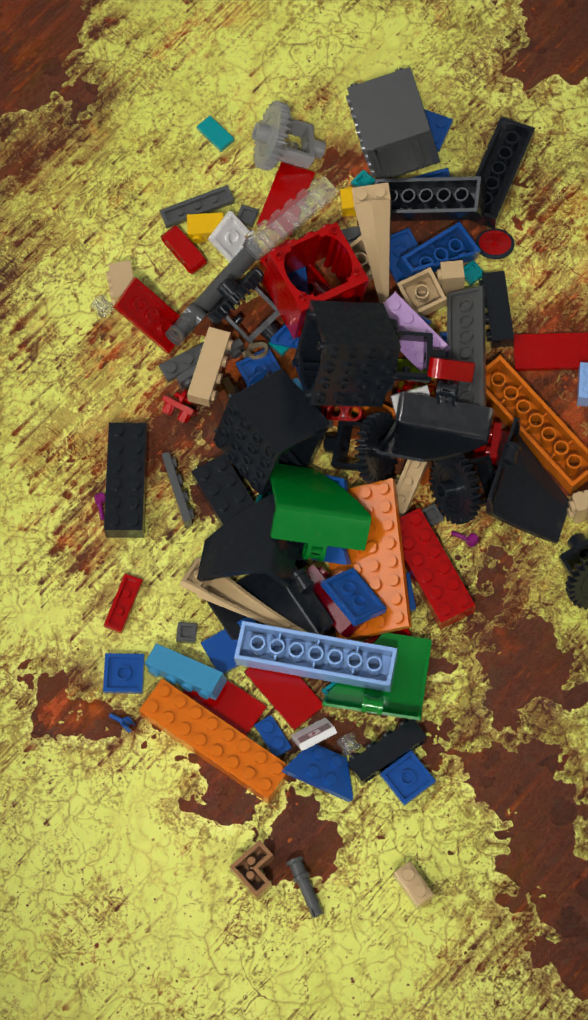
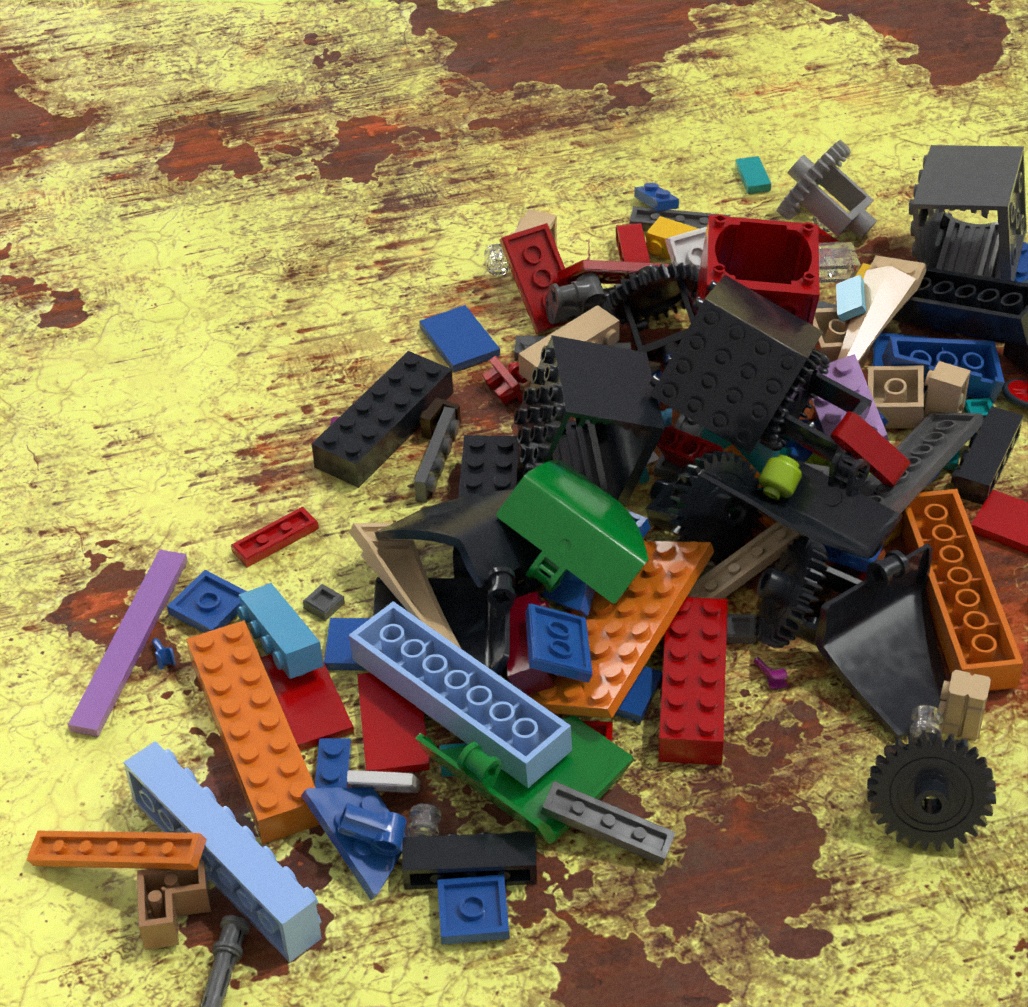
camera: 30 degrees right, 25 degrees down
(96, 724) = (127, 644): none -> medium lavender tile
(122, 385) = (459, 338): none -> blue tile
(154, 463) = (430, 416): none -> dark brown bracket
(169, 193) = (656, 197): none -> blue plate
(195, 287) = (608, 271): none -> red tile
(207, 861) = (117, 849): none -> orange plate
(257, 824) = (232, 857): none -> light blue brick
(336, 767) = (381, 830): none -> blue piece
(358, 234) = (850, 298): none -> tile
(407, 413) = (780, 477): none -> lime head
(444, 688) = (608, 823): none -> dark grey plate
(568, 528) = (925, 718): none -> clear wheel

